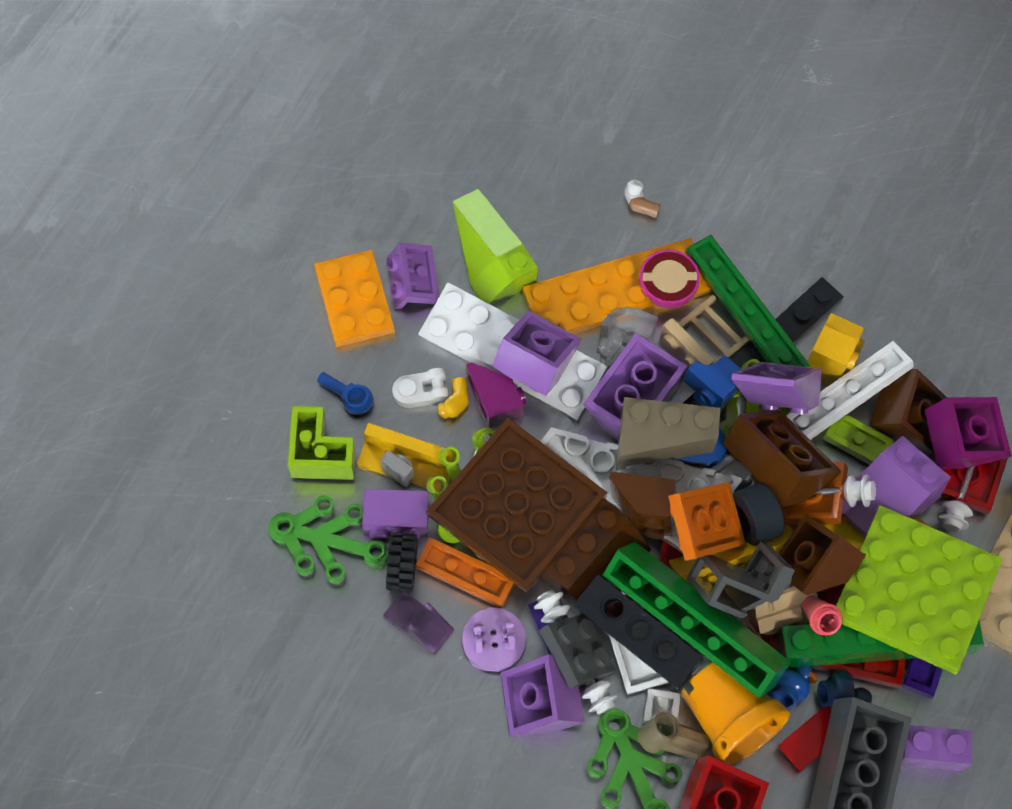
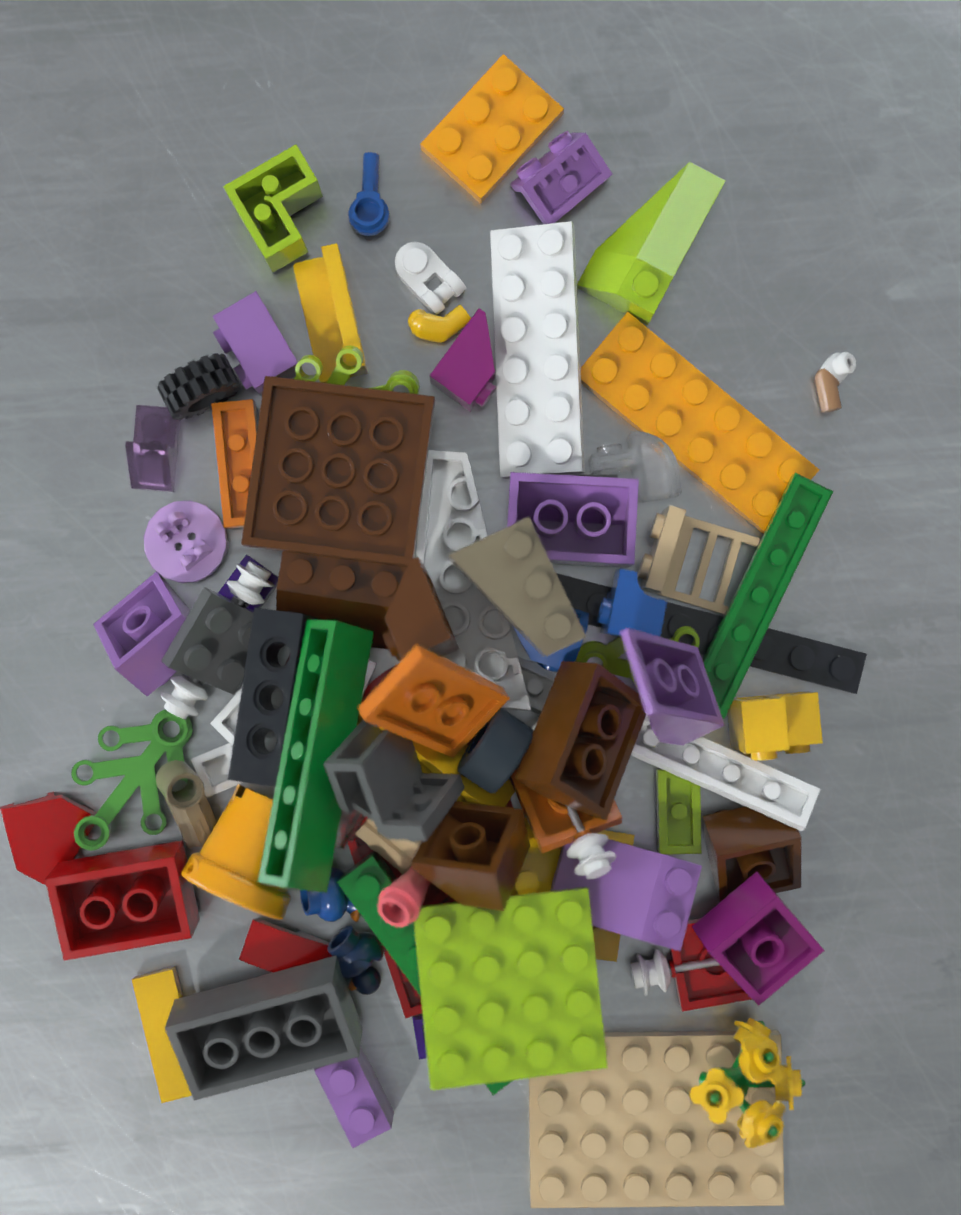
camera: 60 degrees right, 20 degrees up
(324, 537) = (180, 281): bright green plant -> none
(398, 468) = (309, 312): light grey plate -> none
(536, 353) = (540, 378): medium lavender slope -> none
(669, 278) = (742, 476): tile -> none

